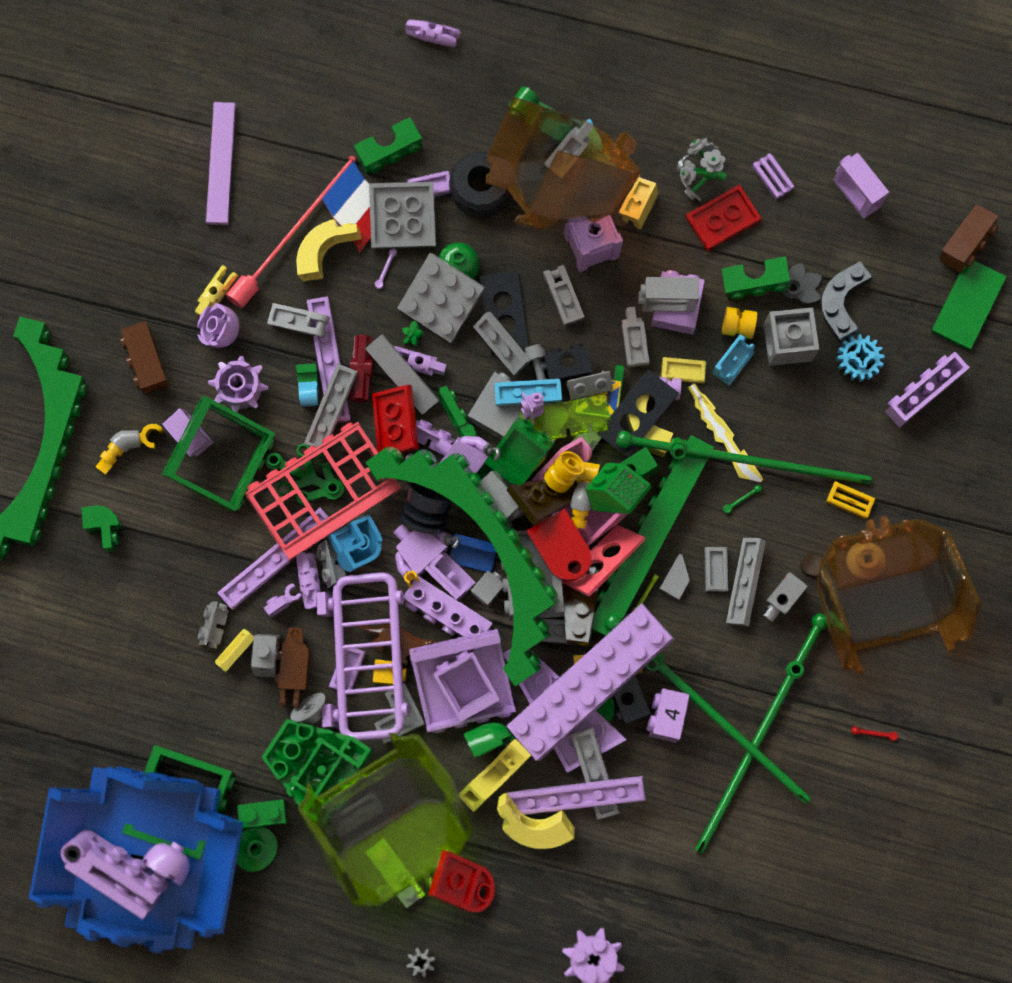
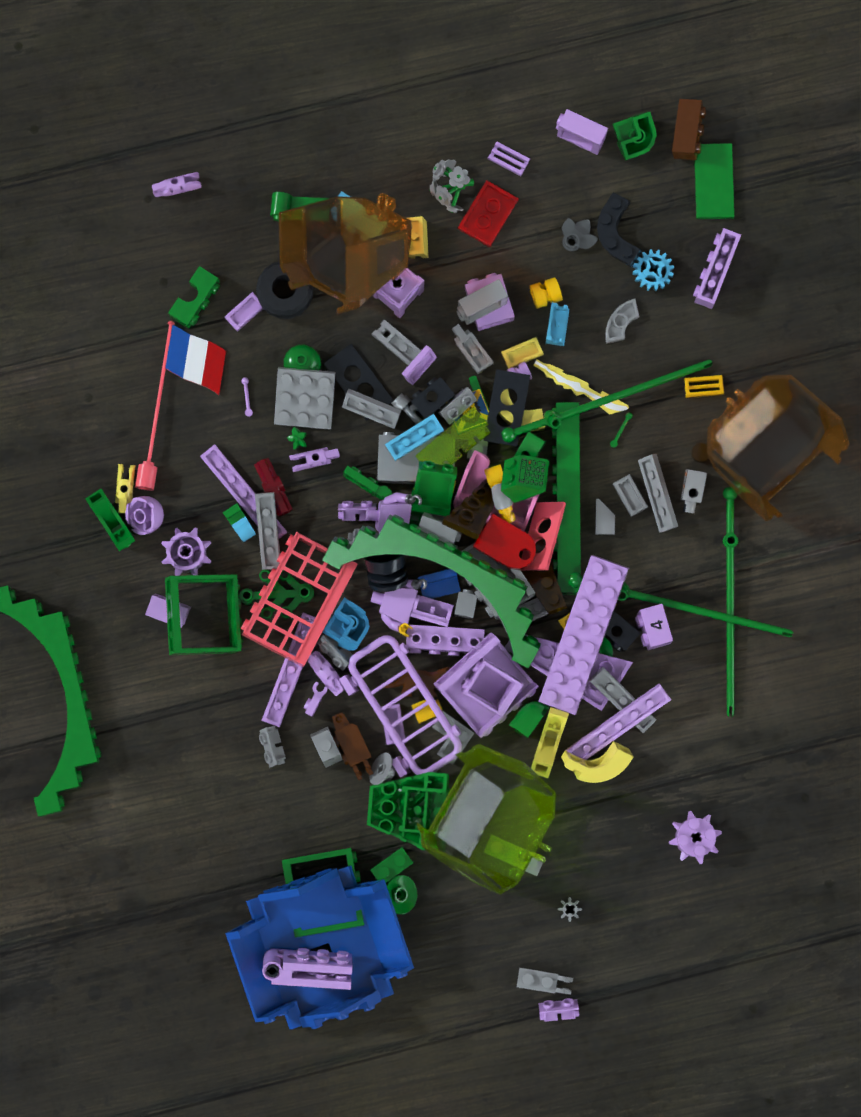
camera: 25 degrees left, 5 degrees up
(102, 519) = (142, 712): green brick -> none
(125, 441) = (122, 645): yellow piece -> none
(143, 358) = (99, 570): reddish brown brick -> none
(168, 861) = (344, 938): lavender cylinder -> none
(183, 313) = (110, 519): none -> green arch
(220, 163) = (69, 382): lavender tile -> none
(234, 650) = (300, 756): light yellow tile -> none
(297, 320) = (202, 476): light grey plate -> none
(318, 242) = (183, 406): light yellow arch -> none
(395, 419) = (323, 514): red tile -> none
(401, 372) = (308, 474): light grey tile -> none
(402, 215) = (237, 348): light grey plate -> none
(459, 883) = (566, 835): red tile -> none
(532, 406) = (425, 448): lavender hinge -> none
(564, 471) = (477, 485): yellow wheel -> none
(573, 326) = (419, 365): none -> lavender tile
(574, 142) = (341, 226): light grey hinge -> none
(646, 592) = (586, 559): lime hinge -> none
(774, 278) = (555, 242): green arch -> none
(791, 336) = (592, 283): light grey brick -> none
(799, 390) = (620, 320): none -> light grey tile
(892, 735) = (828, 550): red hinge -> none
(913, 216) = (635, 135): none -> green brick

